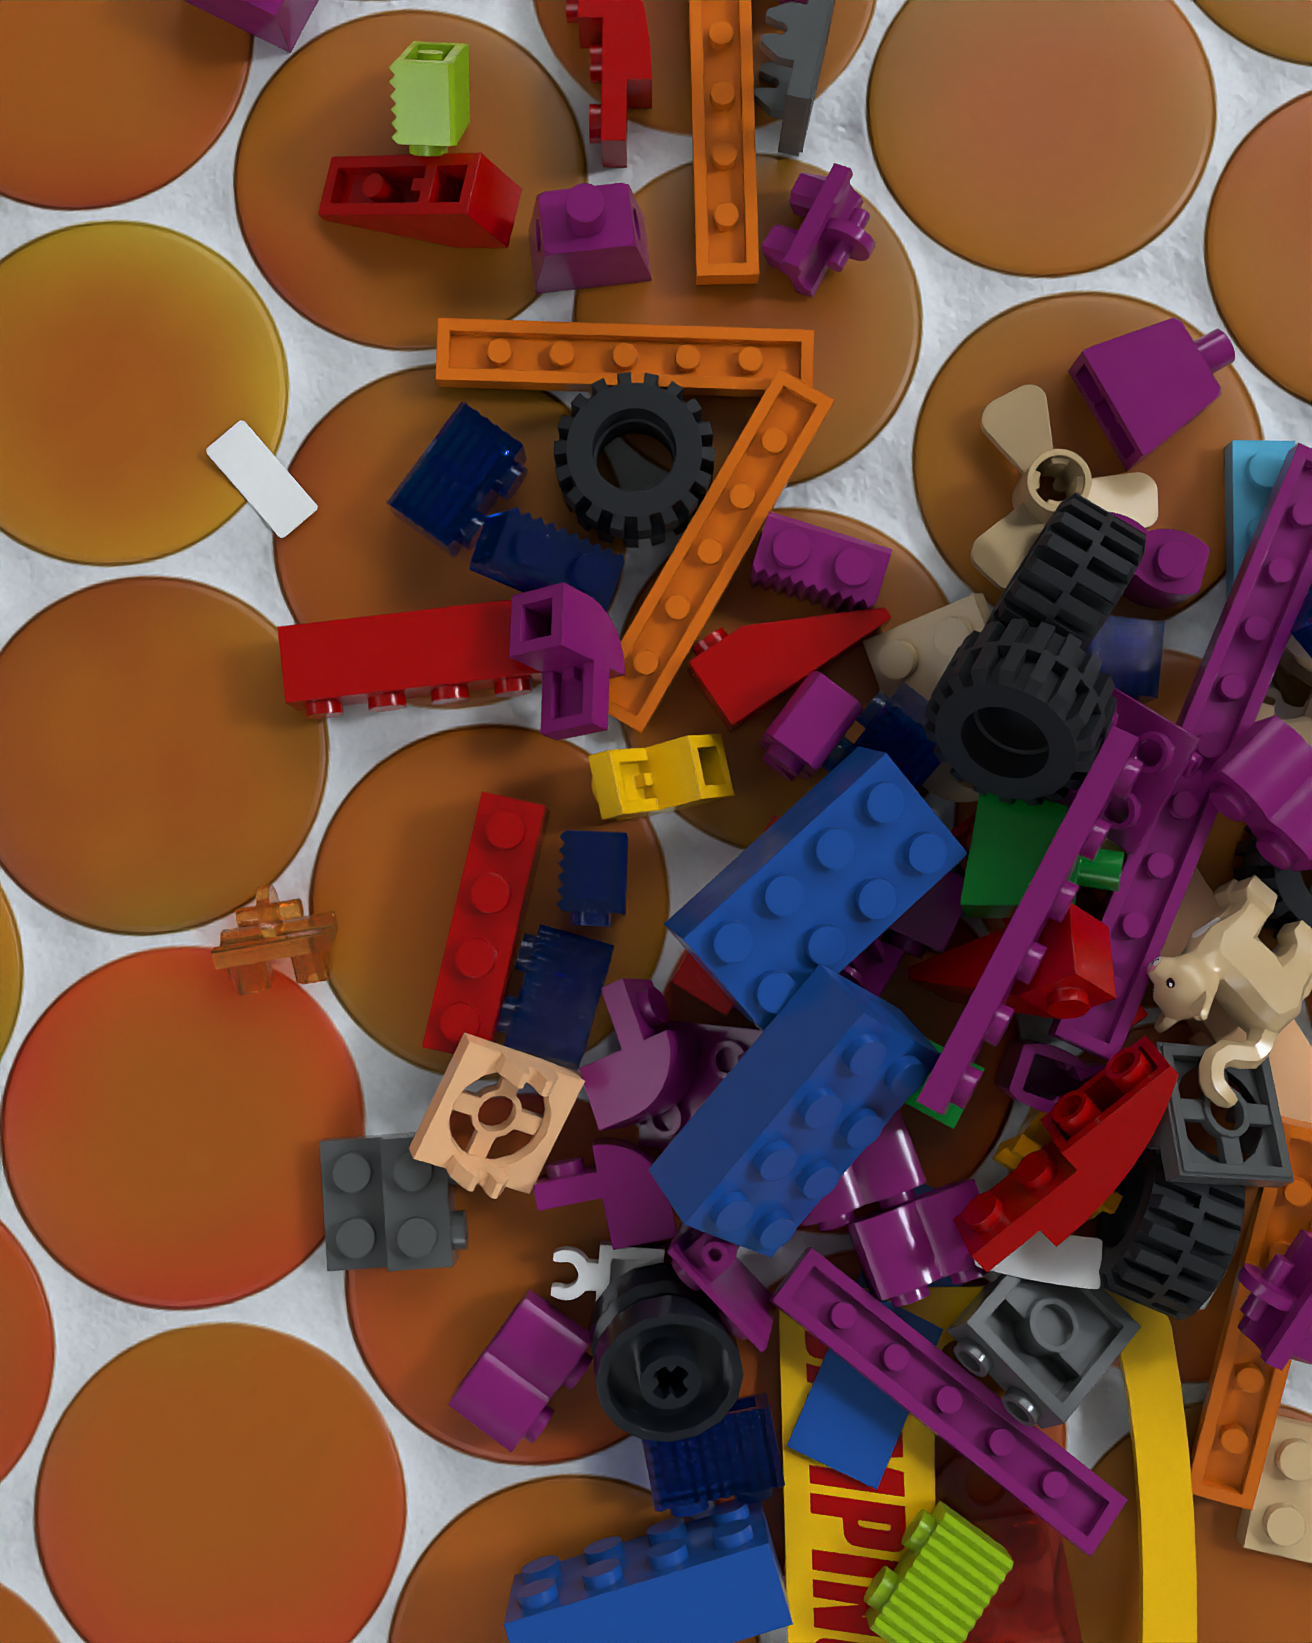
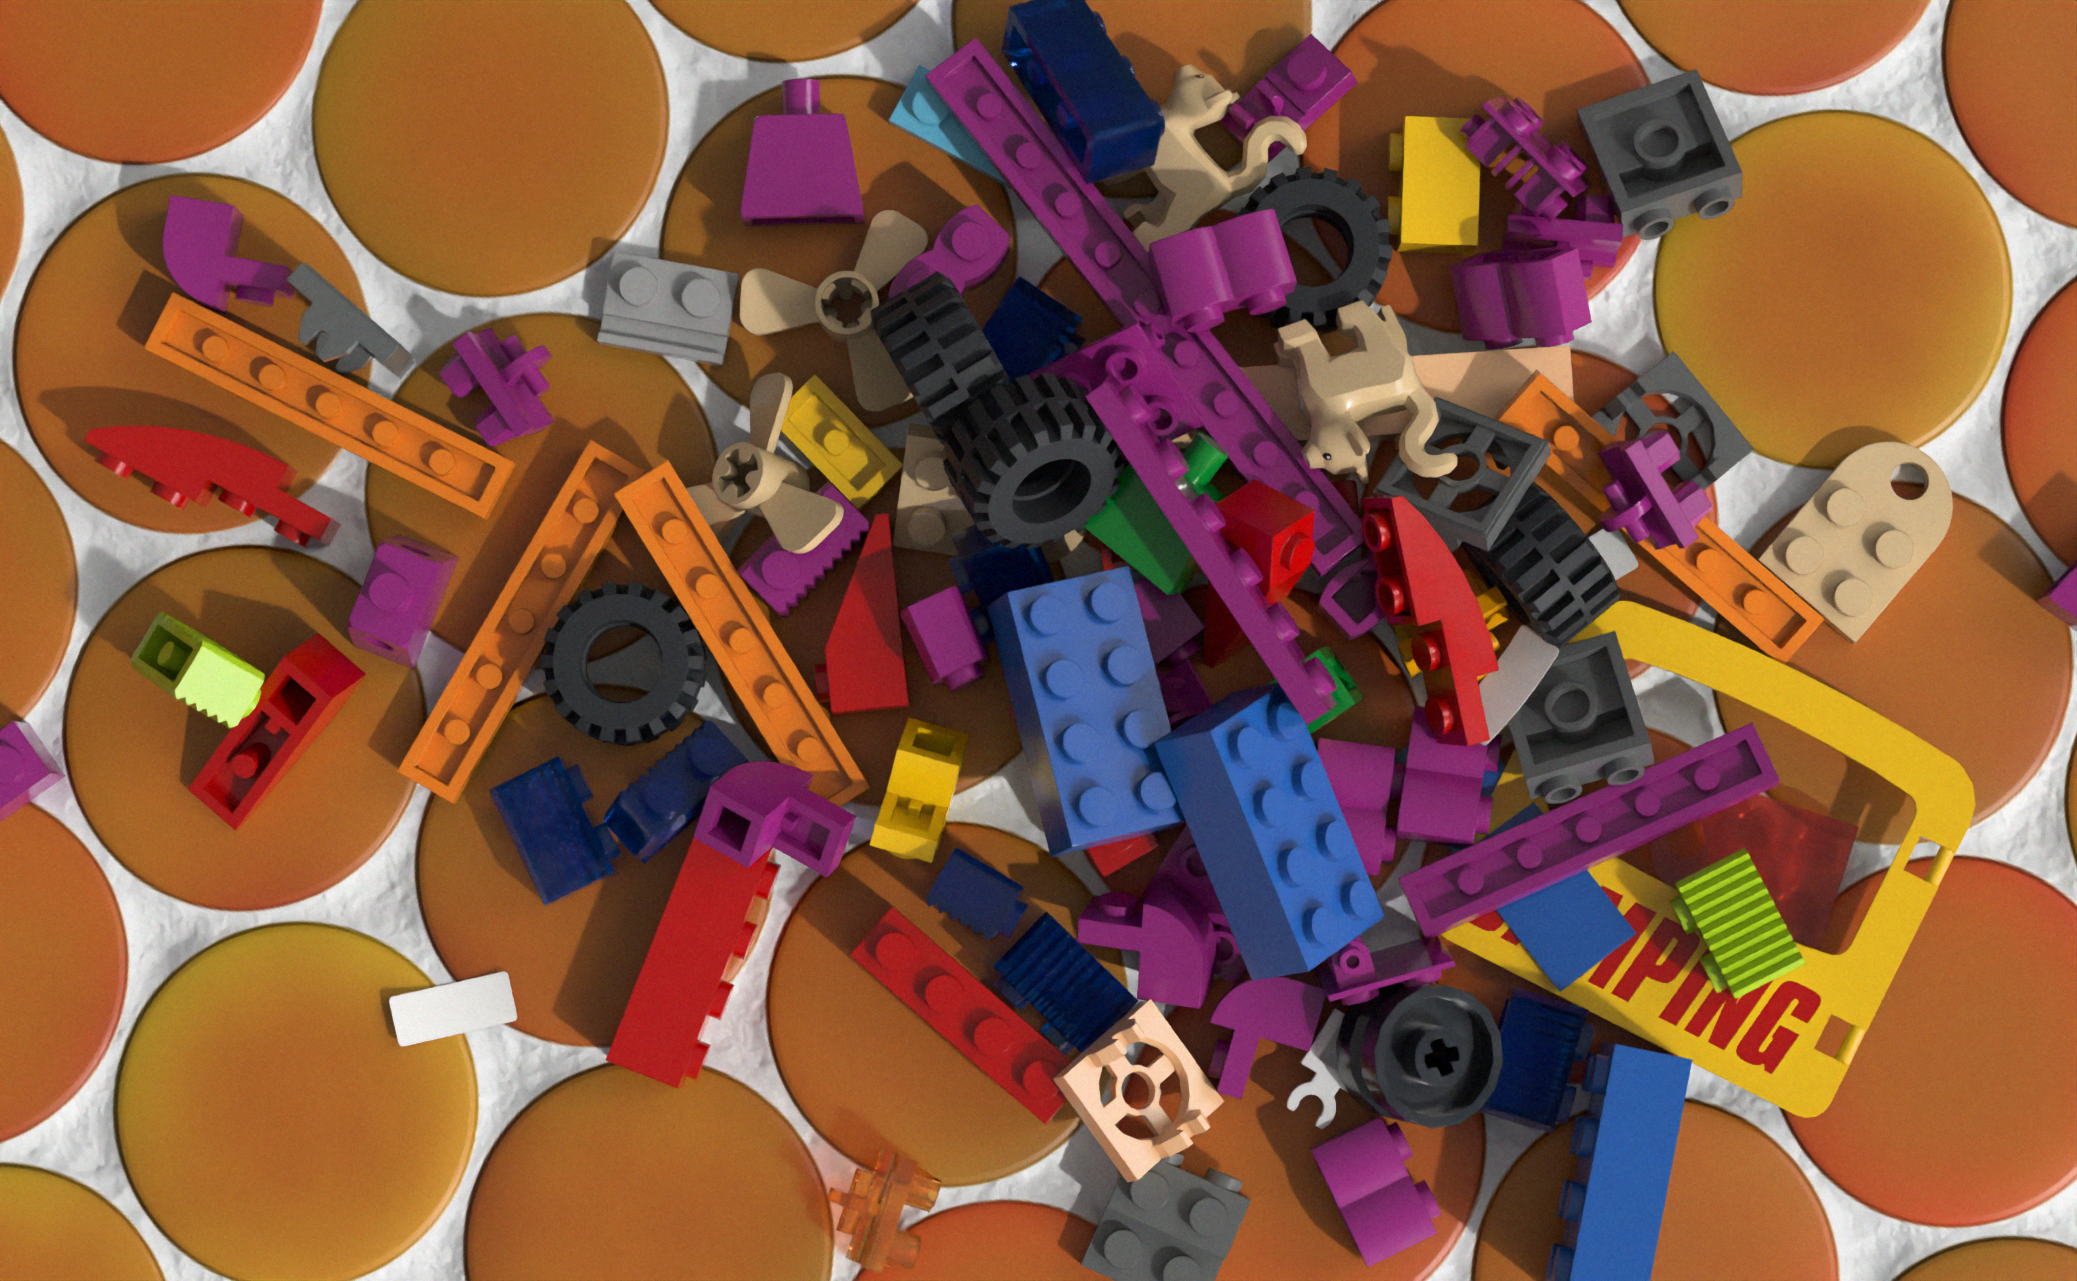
camera: 60 degrees left, 0 degrees up
(857, 496) = (766, 484): none -> tan piece
(927, 544) = (838, 443): none -> yellow plate
(962, 341) = (668, 308): none -> light grey plate

